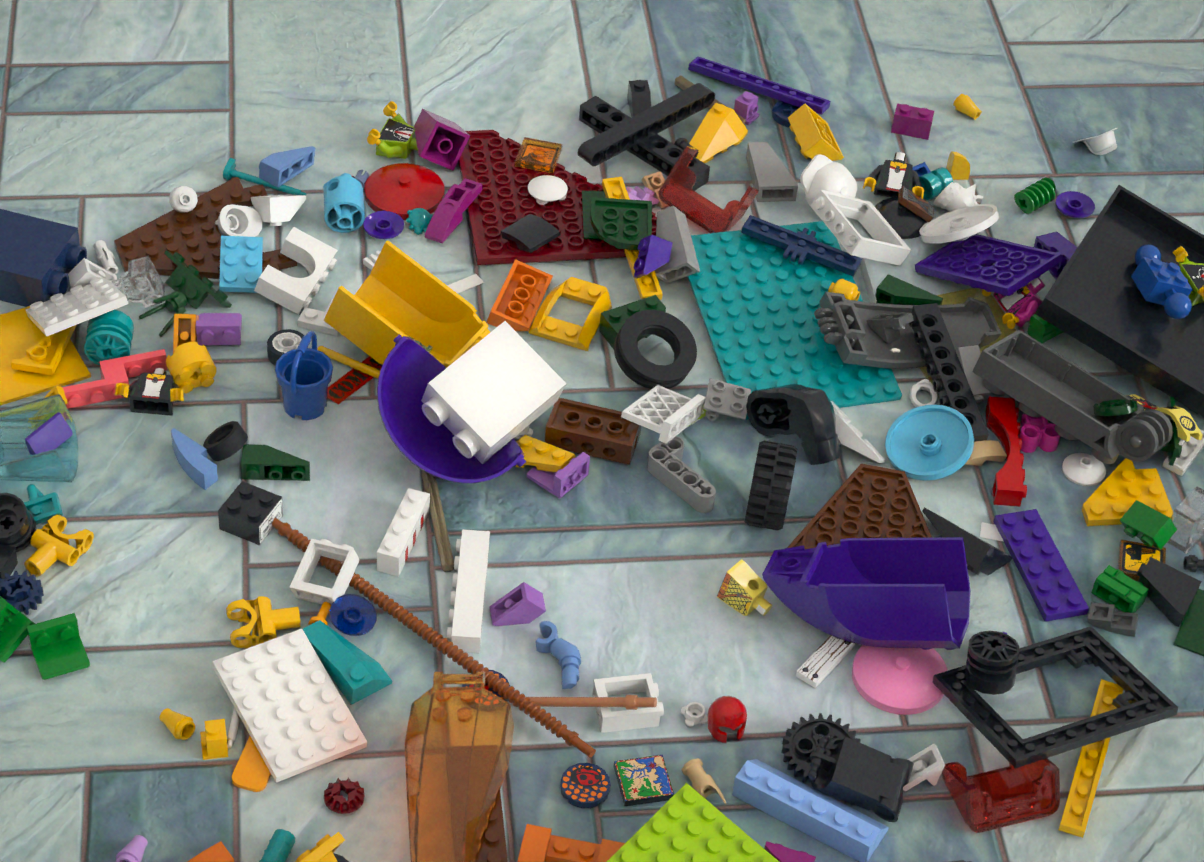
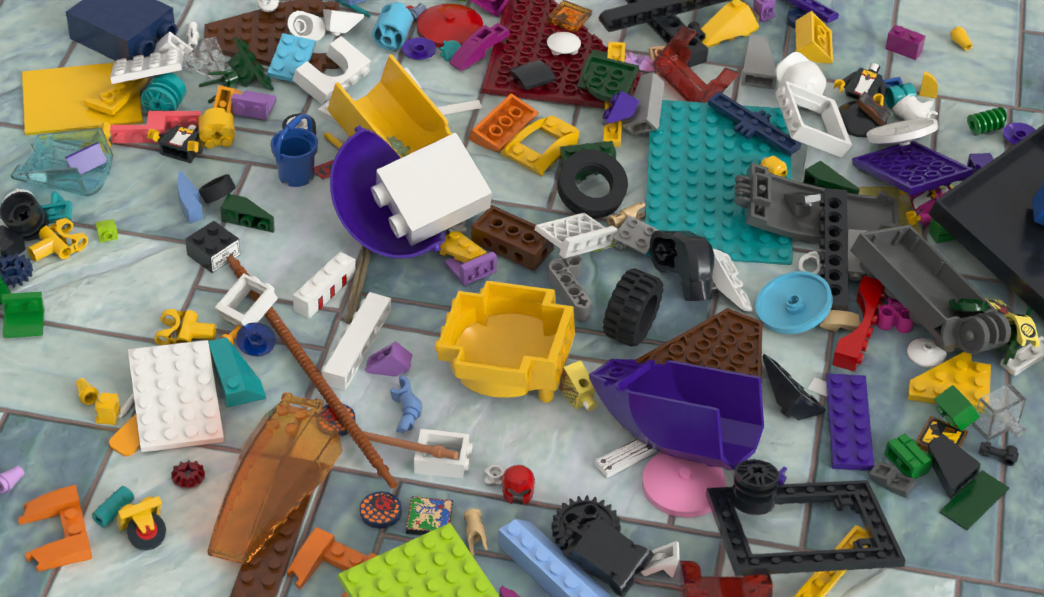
camera: 20 degrees right, 0 degrees up
(110, 519) = (106, 230): none -> lime bracket
(651, 553) = (507, 340): none -> yellow windscreen
(701, 380) = (618, 219): none -> tan piece

